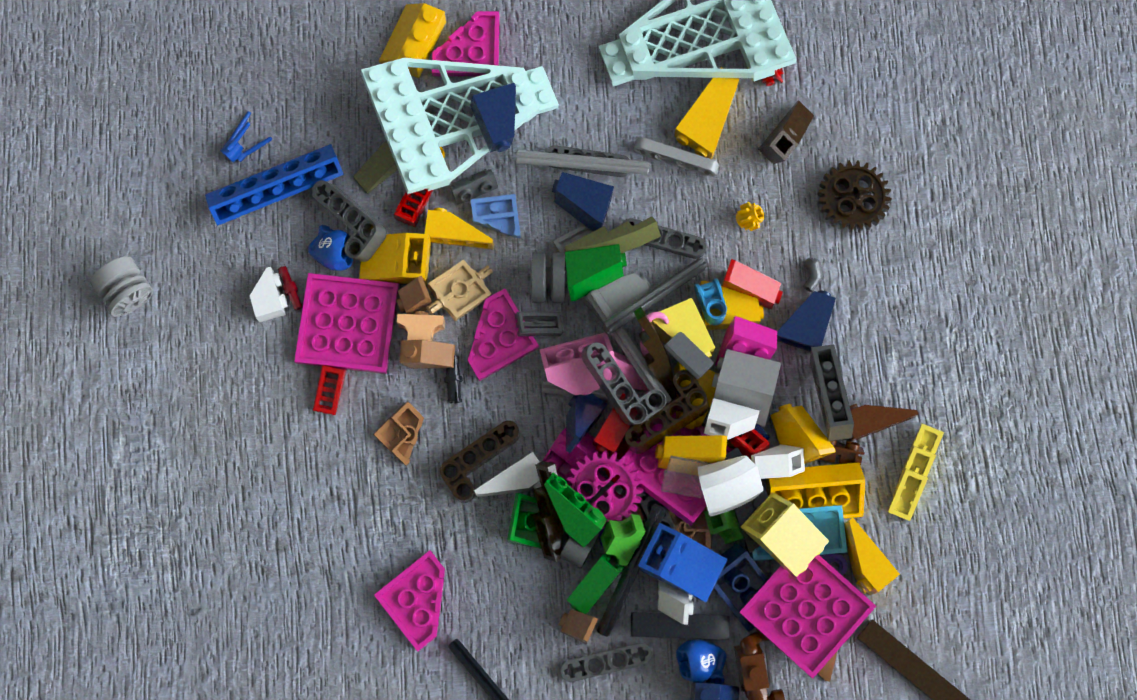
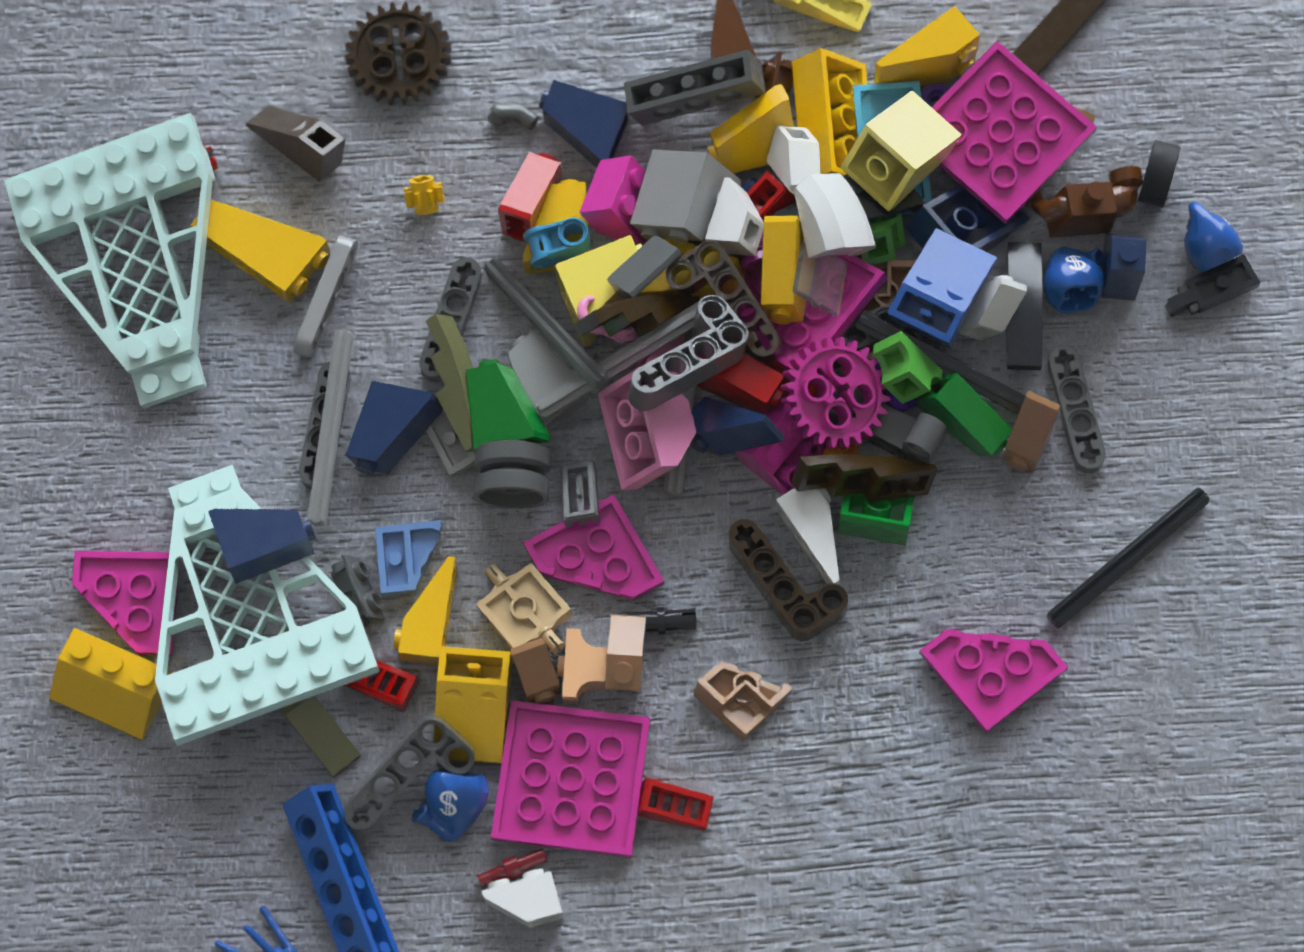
camera: 85 degrees left, 5 degrees down
(575, 513) = (878, 425): green slope -> none

